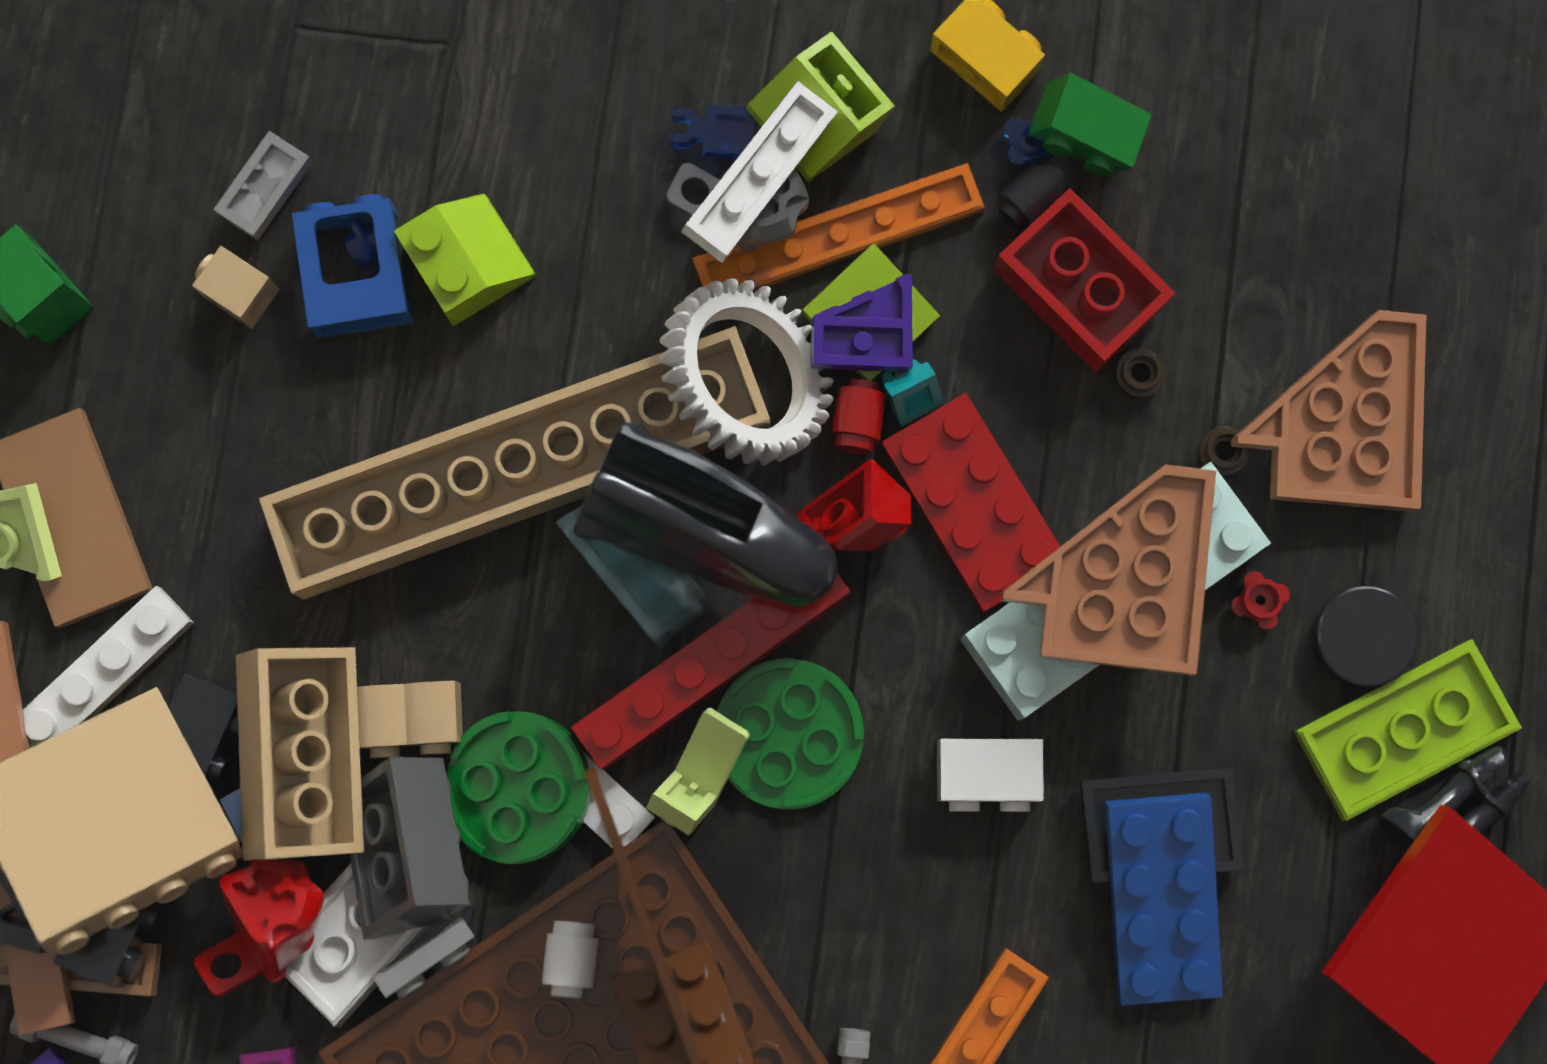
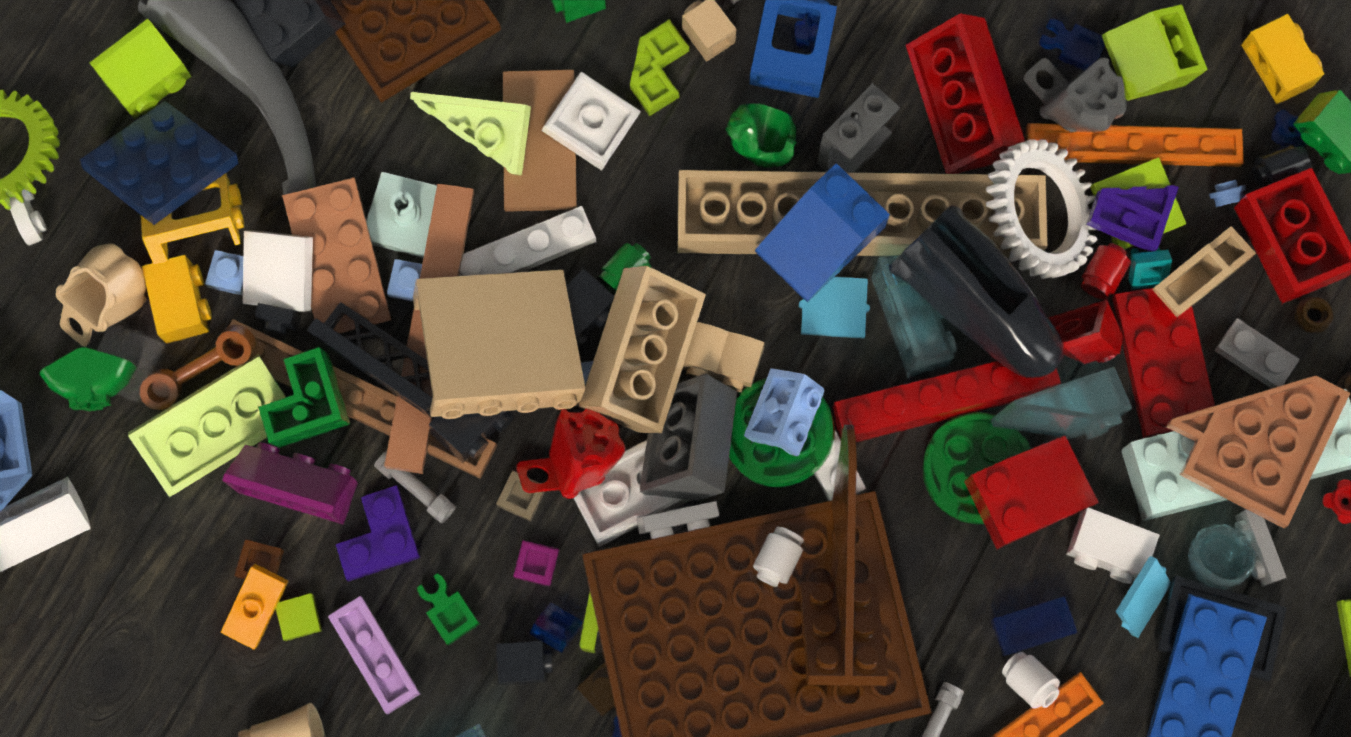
camera: 20 degrees right, 5 degrees down
(126, 468) = (591, 121): none -> white tile
(178, 343) = (653, 53): none -> lime tile
(214, 1010) = (518, 501): none -> dark tan plate
(237, 637) = (625, 257): none -> green brick
(354, 404) = (762, 134): none -> green hair
(464, 255) = (870, 55): lime slope -> none
(473, 379) = (855, 140): none -> dark grey window
(473, 515) = (823, 232): none -> blue slope
(512, 763) = (785, 411): none -> light blue bracket
(531, 592) = (837, 309): none -> medium azure piece
(598, 249) = (964, 93): none -> red slope
(701, 772) = (912, 467): yellowish green bracket -> none
(759, 172) = (1101, 76): white plate -> none
(864, 743) = (1030, 491): none -> red slope
(882, 615) = (1070, 409): none -> clear light blue slope
(928, 913) = (1034, 626): none -> clear blue plate
(948, 986) = (1031, 680): none -> white brick
(978, 255) = (1227, 193): none -> medium blue plate
(981, 373) = (1204, 271): none -> tan slope
(1050, 825) = (1143, 597): none -> medium azure piece
(1087, 452) = (1256, 354): none -> light grey piece
(1130, 734) = (1221, 556): none -> clear light blue hair
(1185, 717) = (1268, 565): none -> light grey piece

